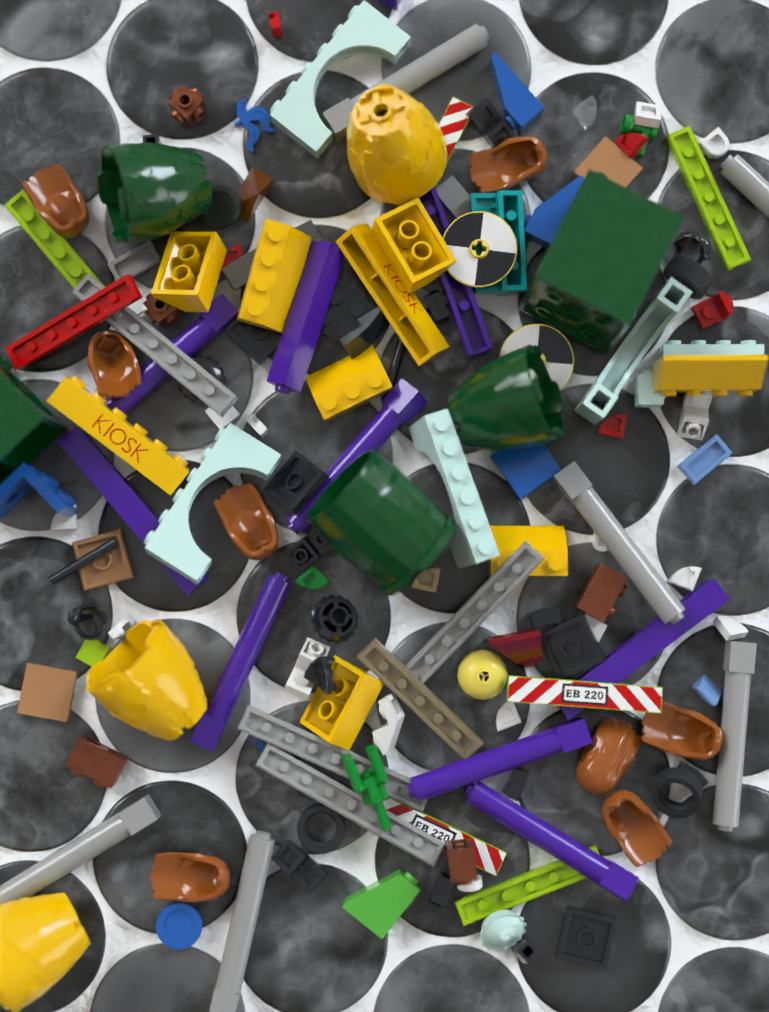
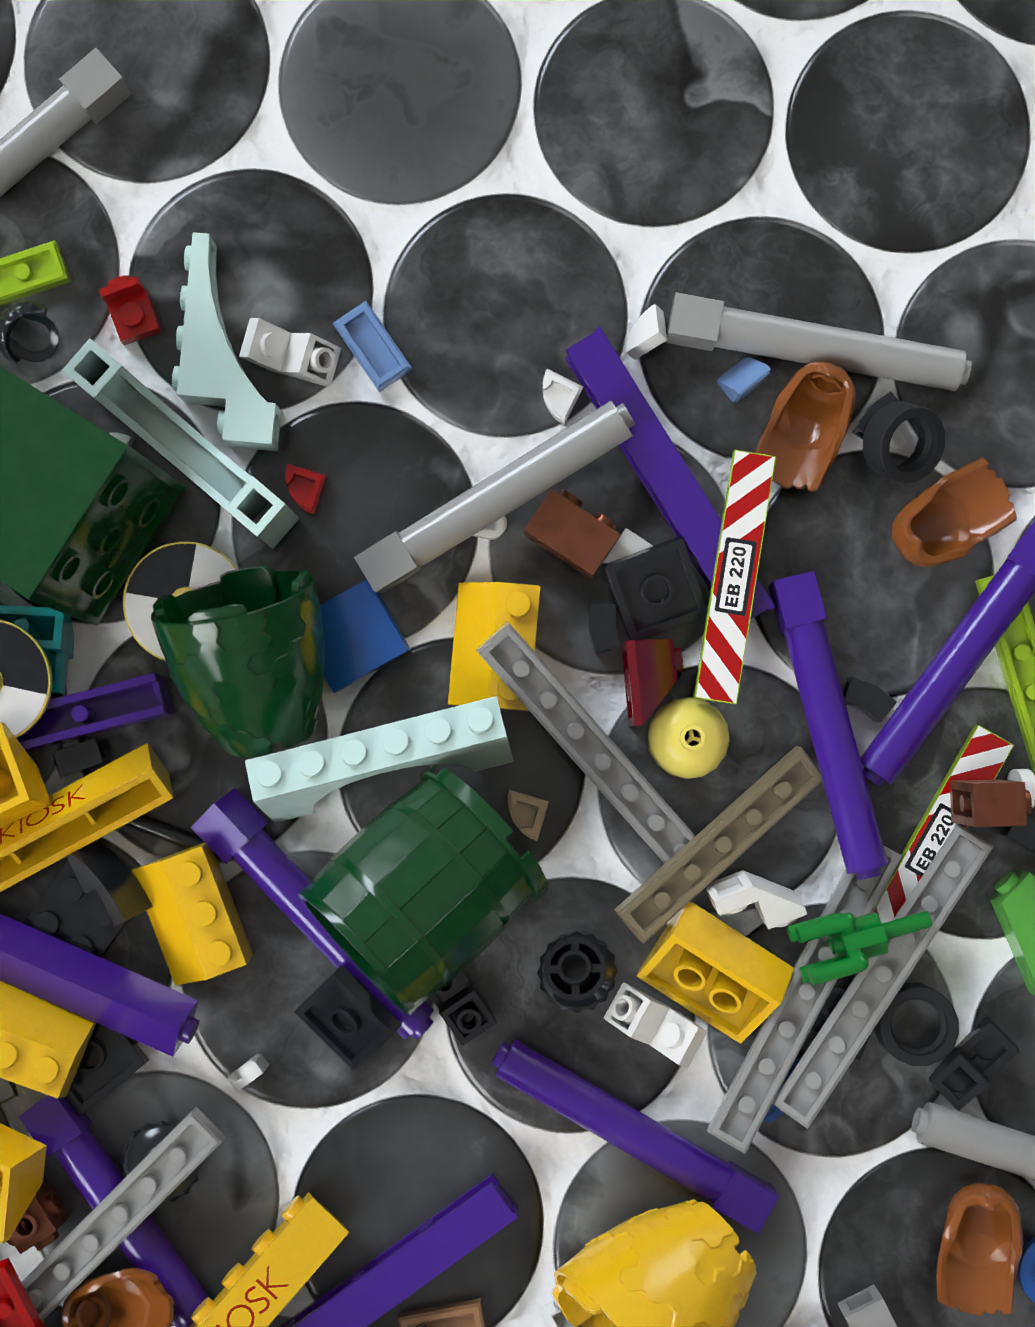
camera: 80 degrees left, 0 degrees up
(228, 418) = (230, 1123): white tile -> none
(232, 454) = (290, 1124): light aqua arch -> none
(248, 521) = (404, 1103): dark orange hair -> none
(312, 579) = (509, 1002): green tile -> none
(321, 674) = (666, 1004): black piece -> none
(507, 716) = (759, 703): white tile -> none
(608, 756) = (837, 548): dark orange hair -> none
(689, 274) = (64, 338): black tyre -> none
(709, 374) = (231, 324): yellow slope -> none

